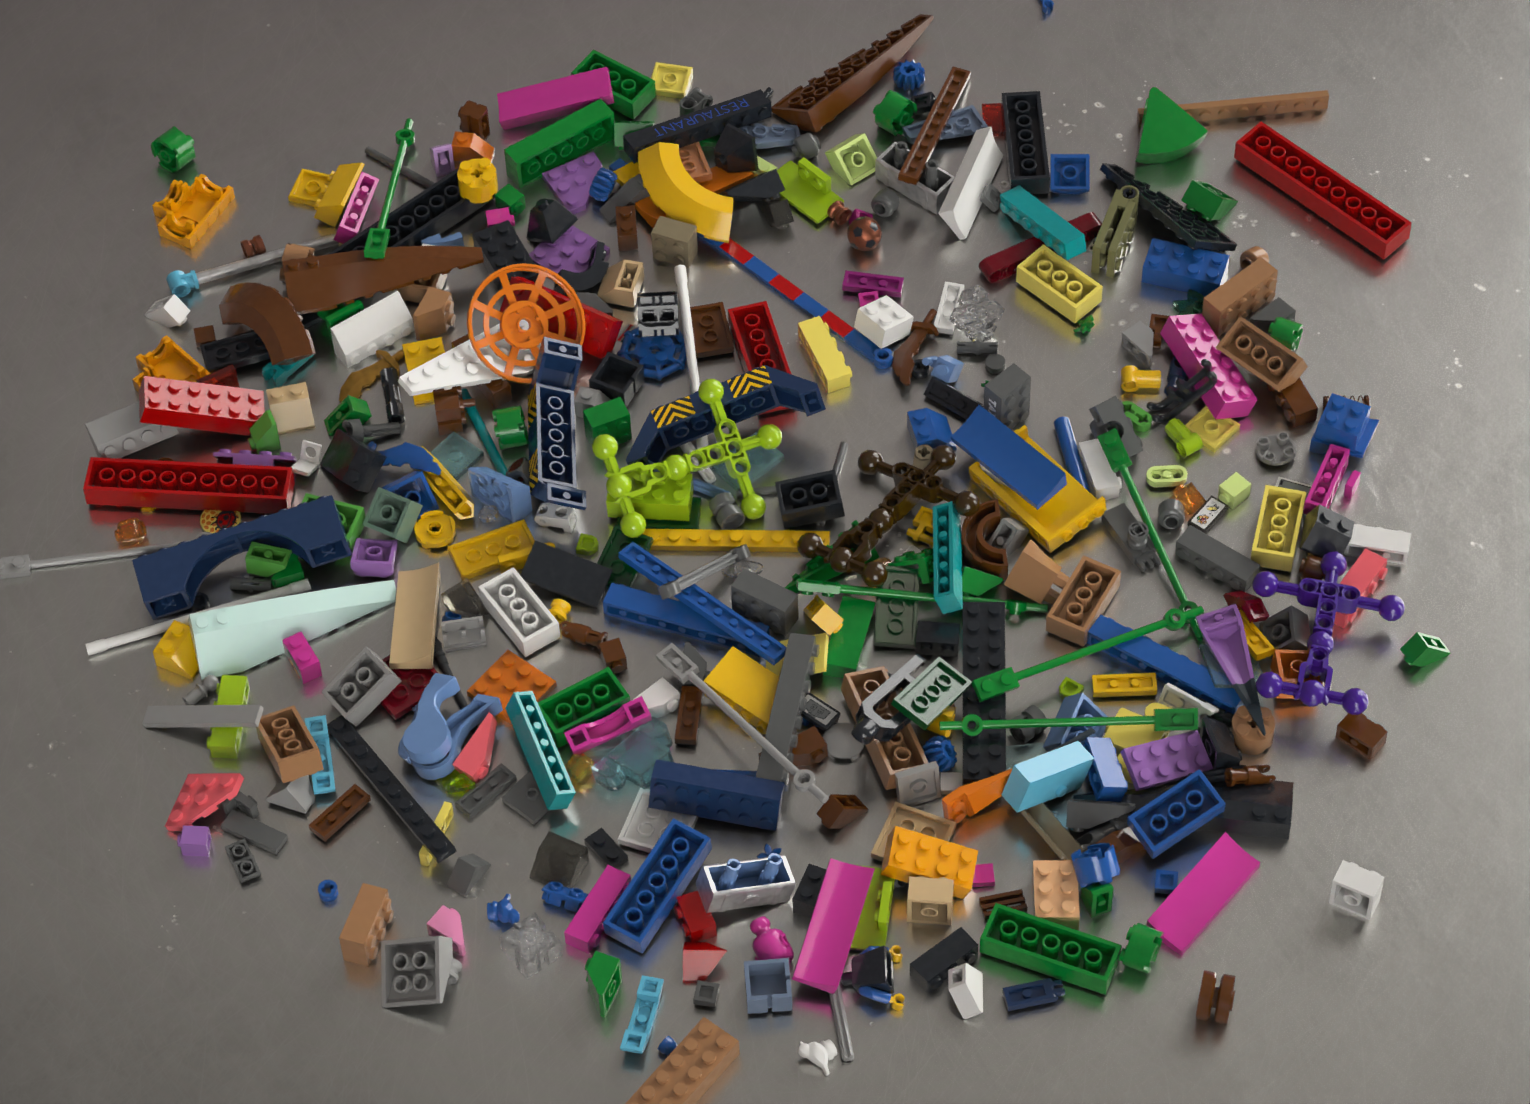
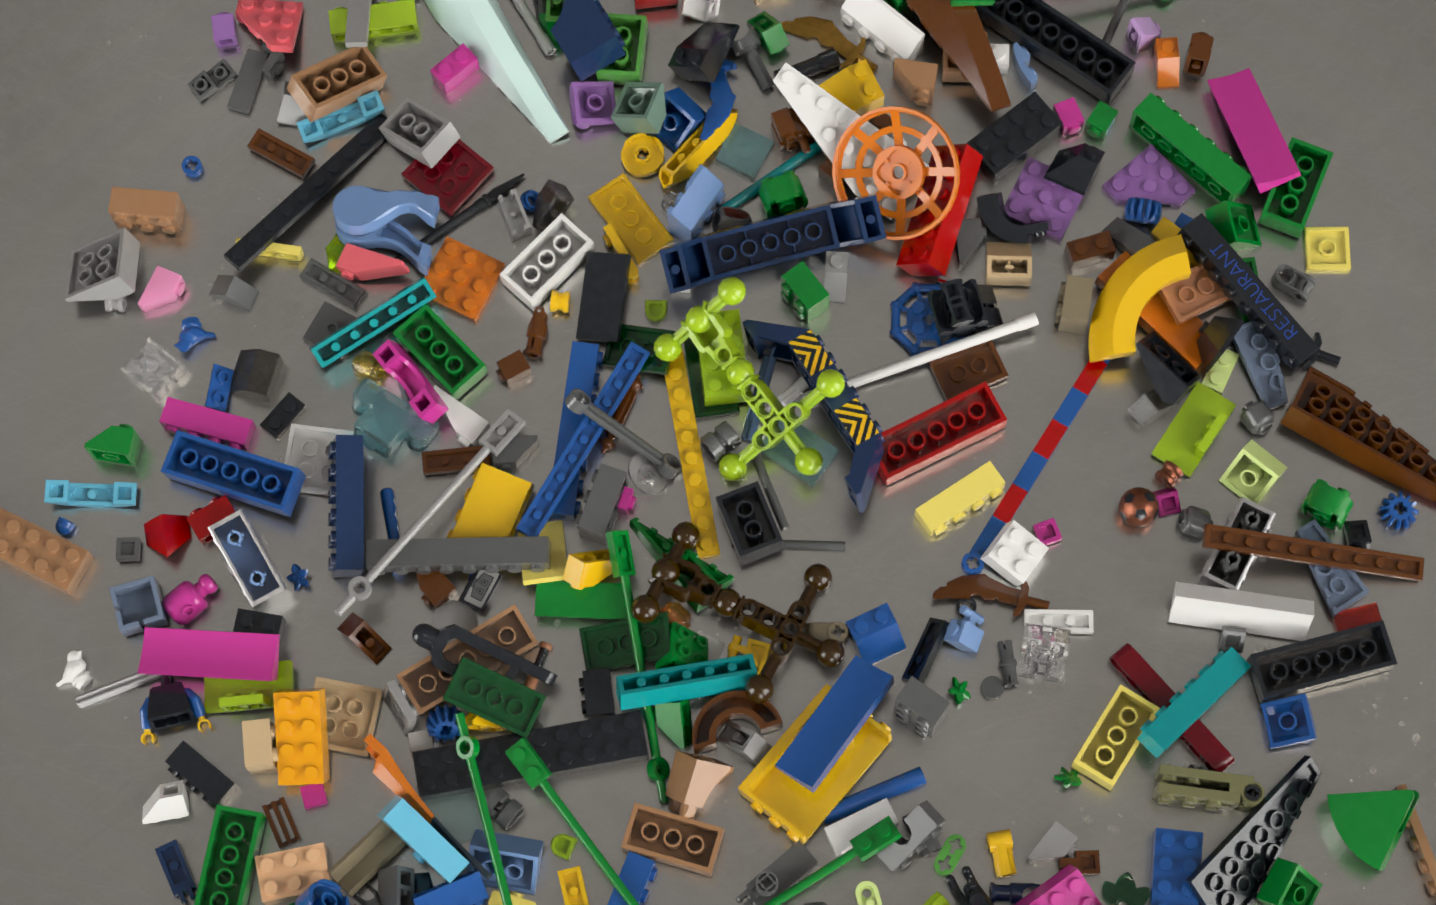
camera: 80 degrees right, 20 degrees up
(415, 618) = (521, 164): tan arch -> none
(477, 180) = (1089, 71): yellow brick -> none
(617, 377) = (870, 288): black piece -> none
(869, 282) = (1074, 532): magenta plate -> none

